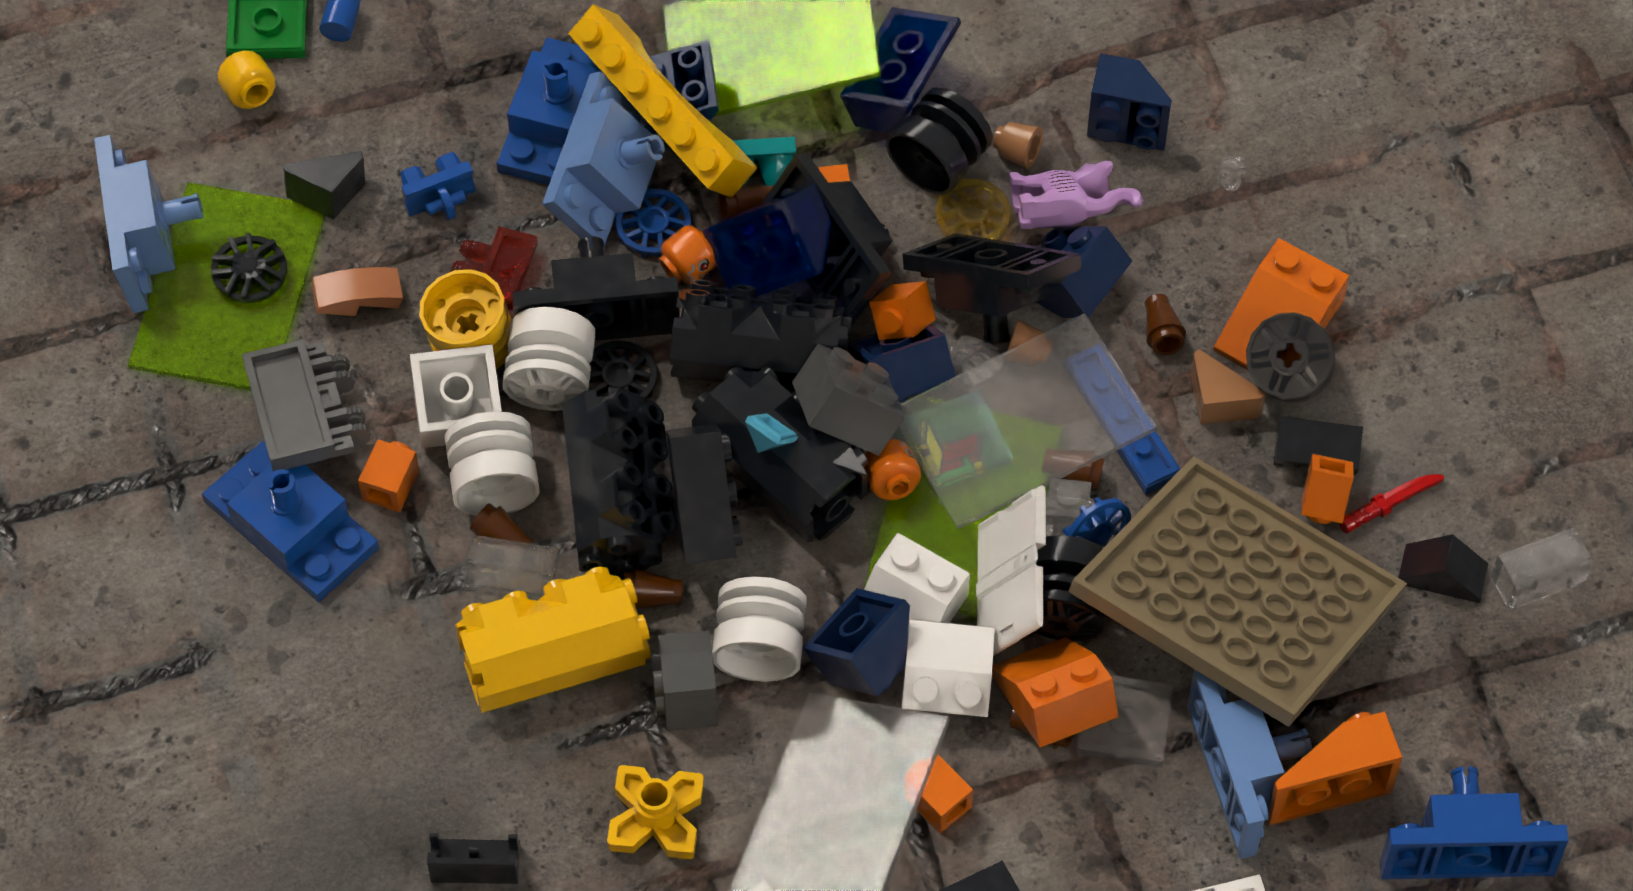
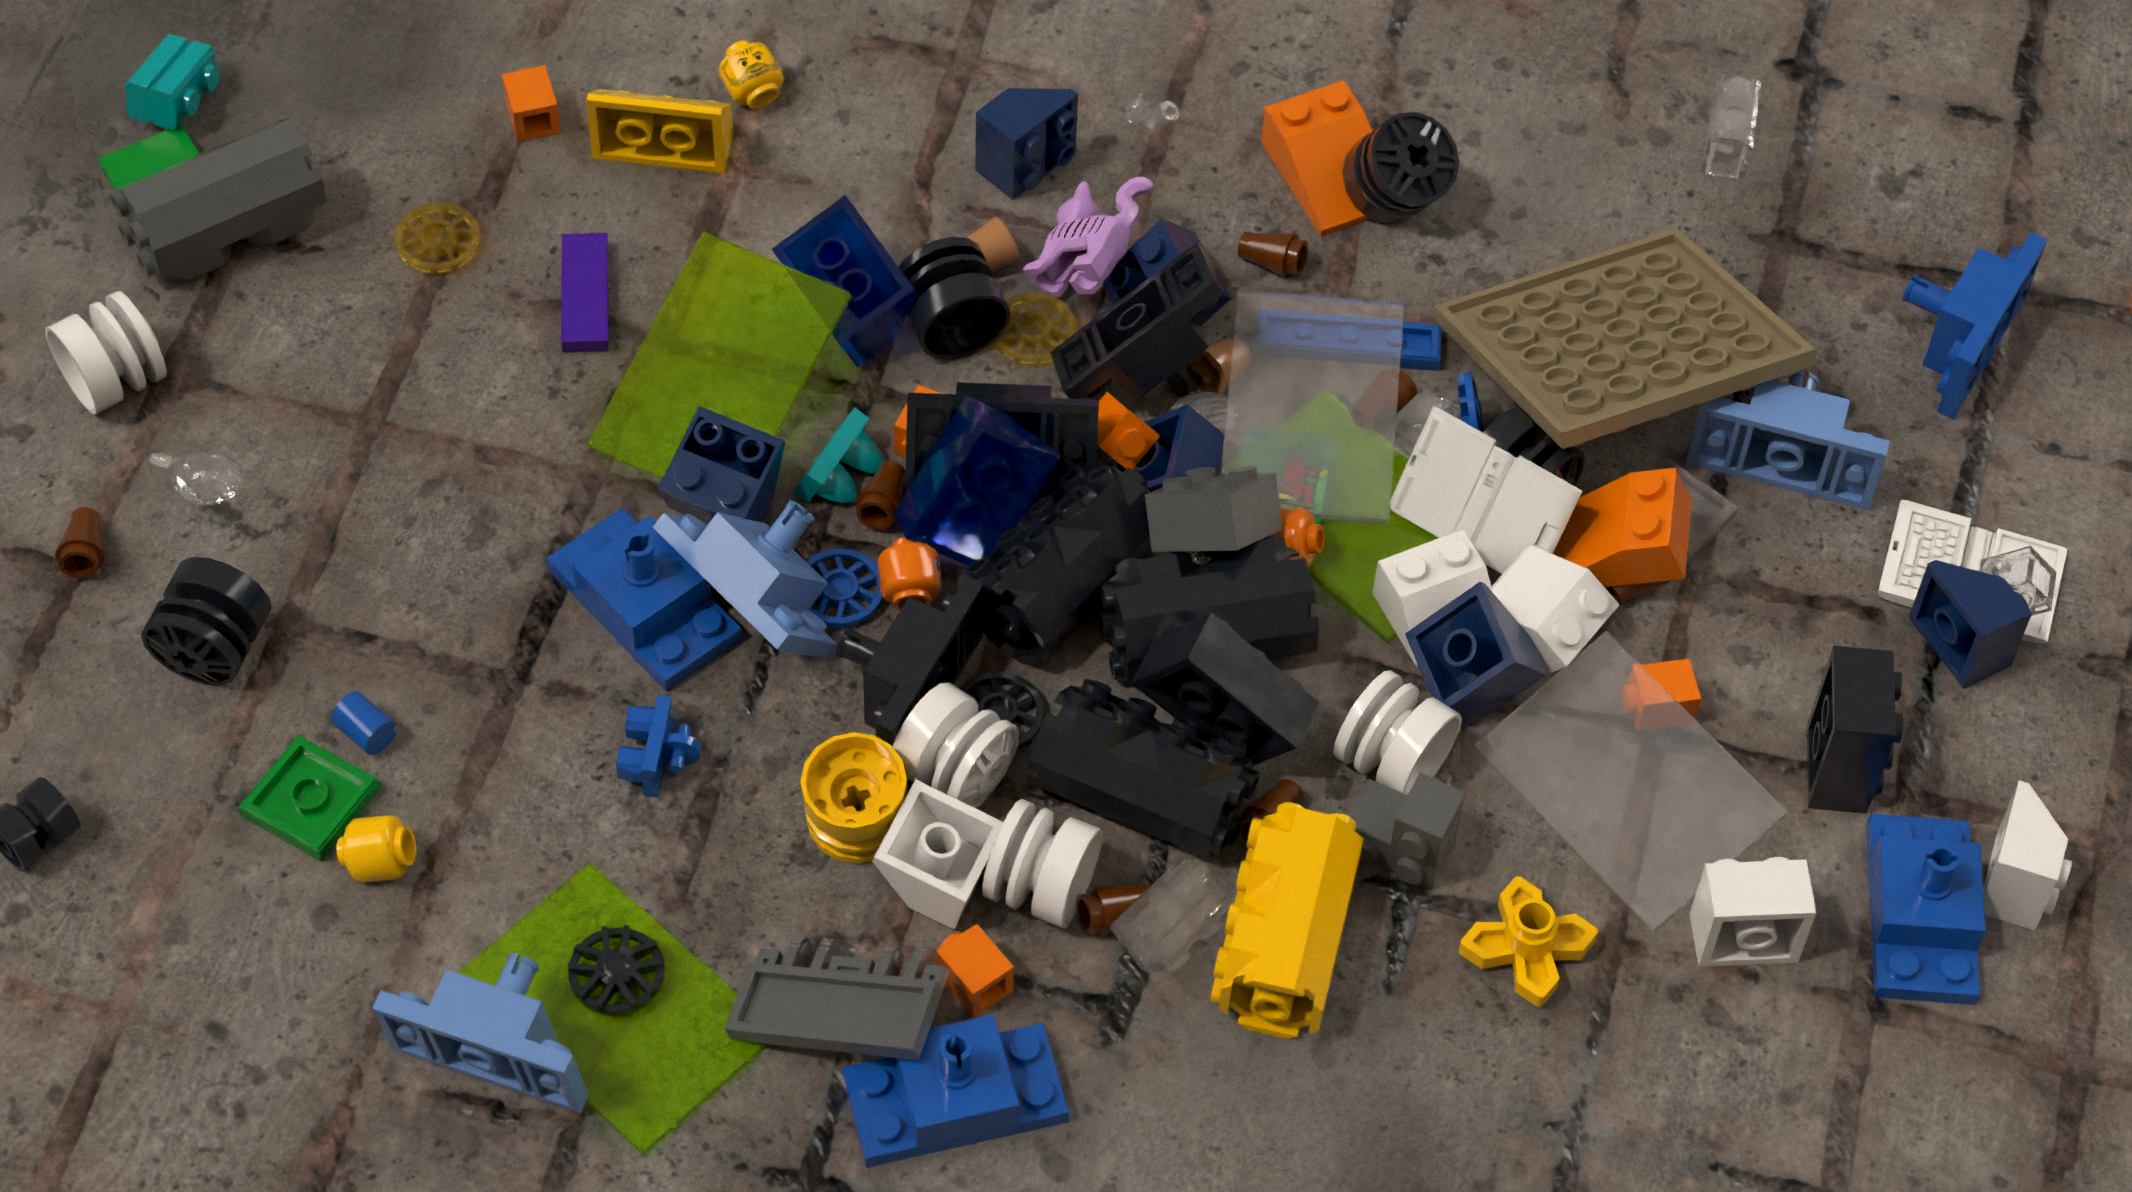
camera: 60 degrees left, 5 degrees down
(325, 182) = (570, 844): black slope -> none
(348, 289) = (723, 883): nougat slope -> none
(474, 860) = (1477, 1128): black hinge -> none
(503, 261) = (789, 732): clear red hinge -> none
(690, 135) = (732, 484): yellow arch -> none
(768, 432) = (1216, 590): medium azure slope -> none
(1222, 393) = (1378, 248): medium nougat slope -> none
(1301, 438) = (1490, 210): black hinge -> none
(1327, 489) = (1547, 225): orange brick -> none
(1343, 769) = (1849, 353): orange slope -> none
(1382, 505) = (1577, 204): red piece -> none
(1444, 567) = (1673, 197): black slope -> none

